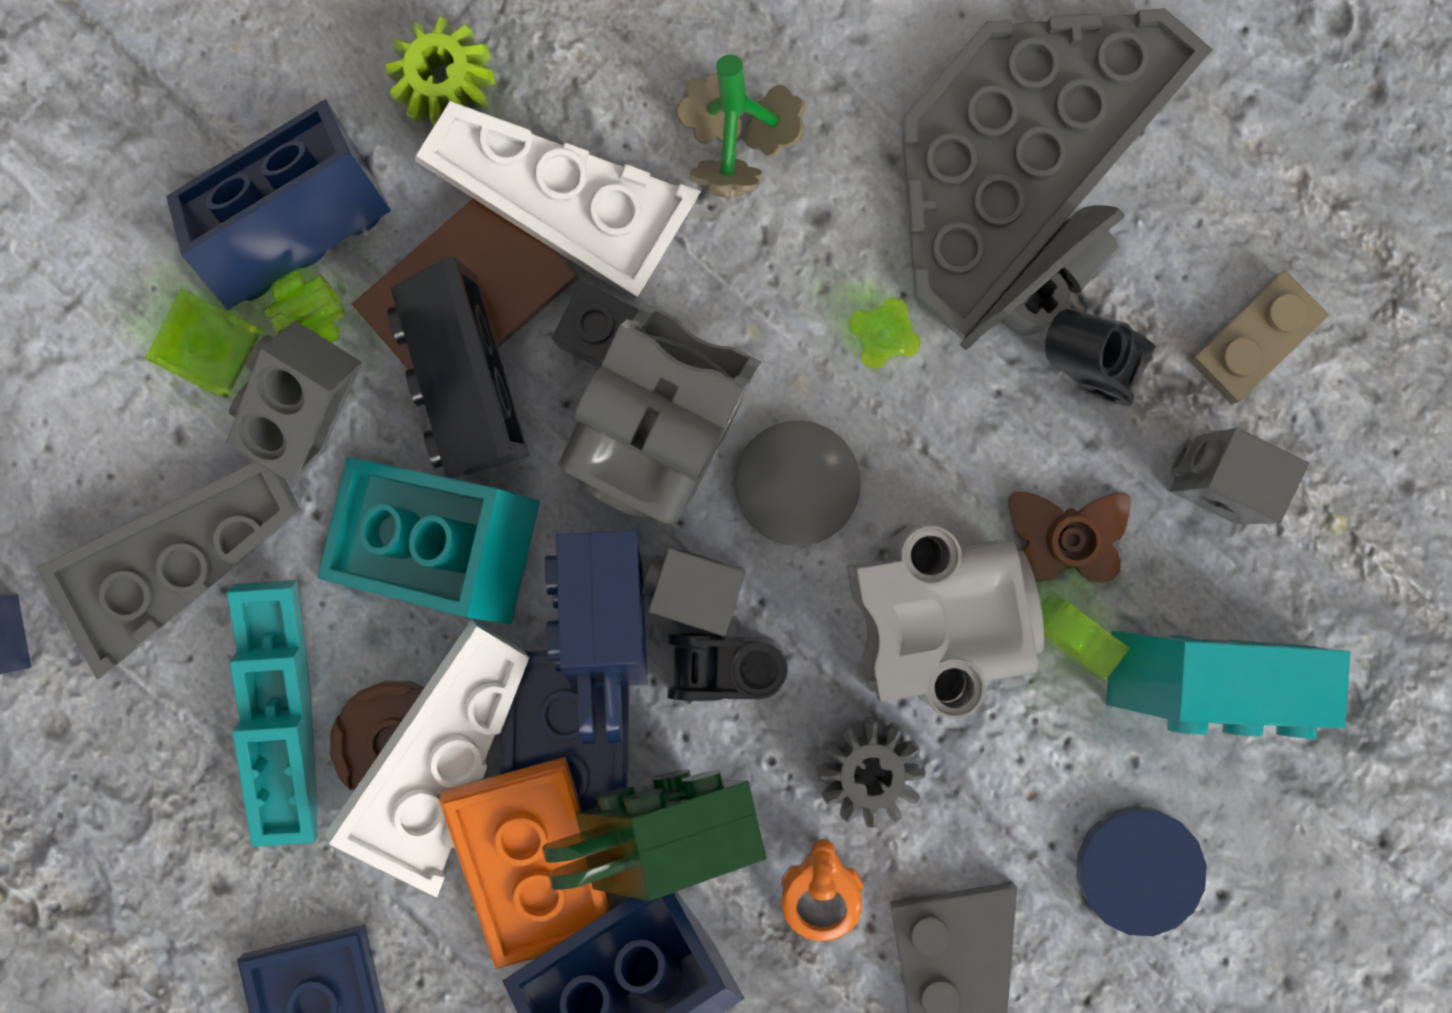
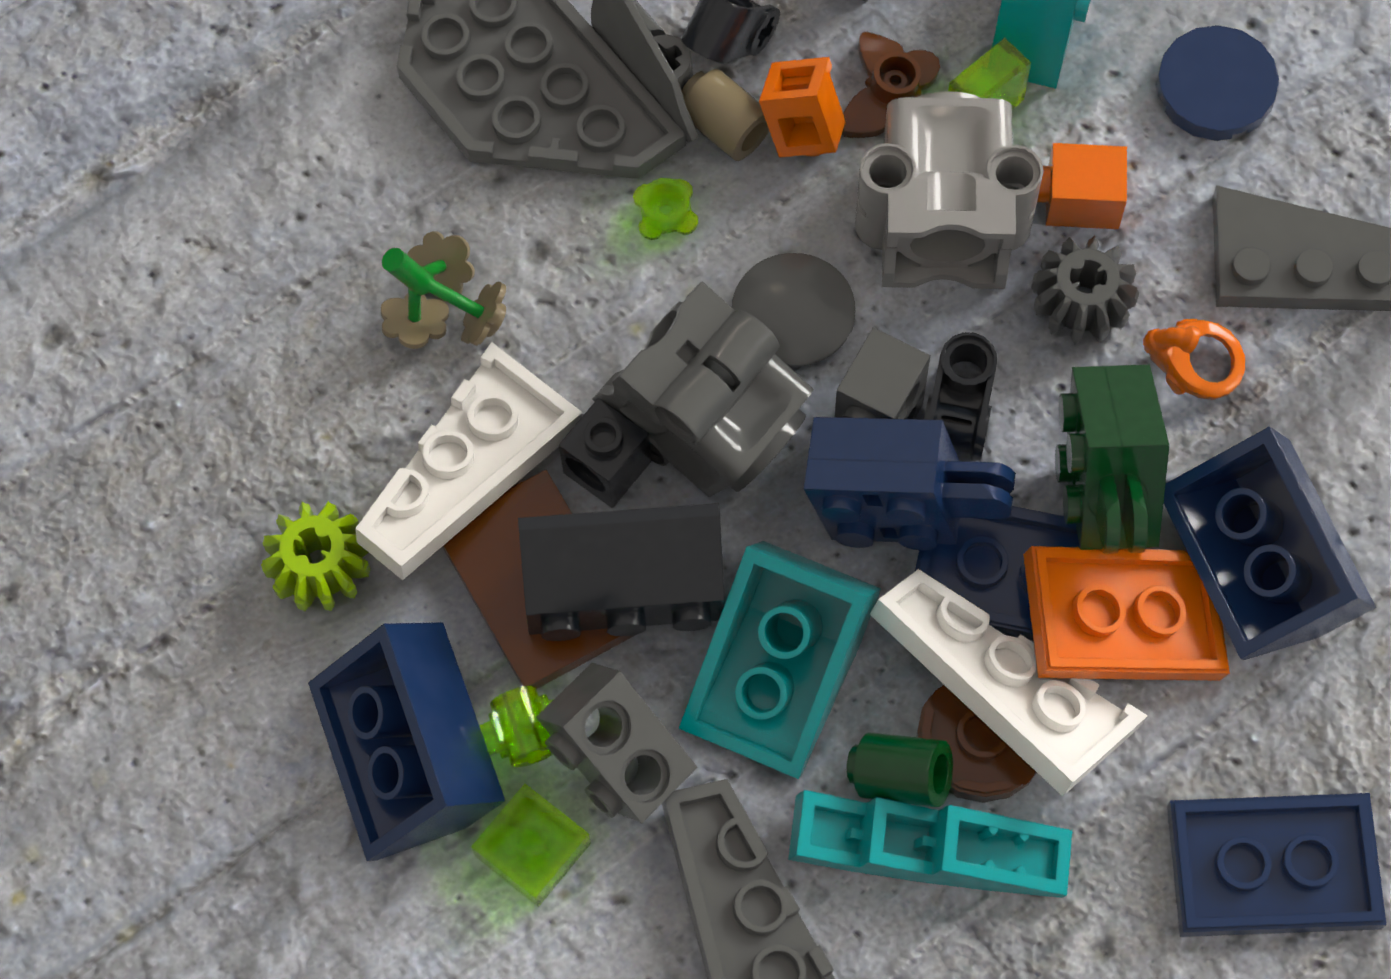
camera: 75 degrees left, 20 degrees down
(330, 674) = (901, 769): none -> dark green brick
(988, 754) = (1085, 186): none -> orange brick
(1000, 371) = (725, 113): none -> dark tan brick
(1015, 450) = (802, 107): none -> orange brick

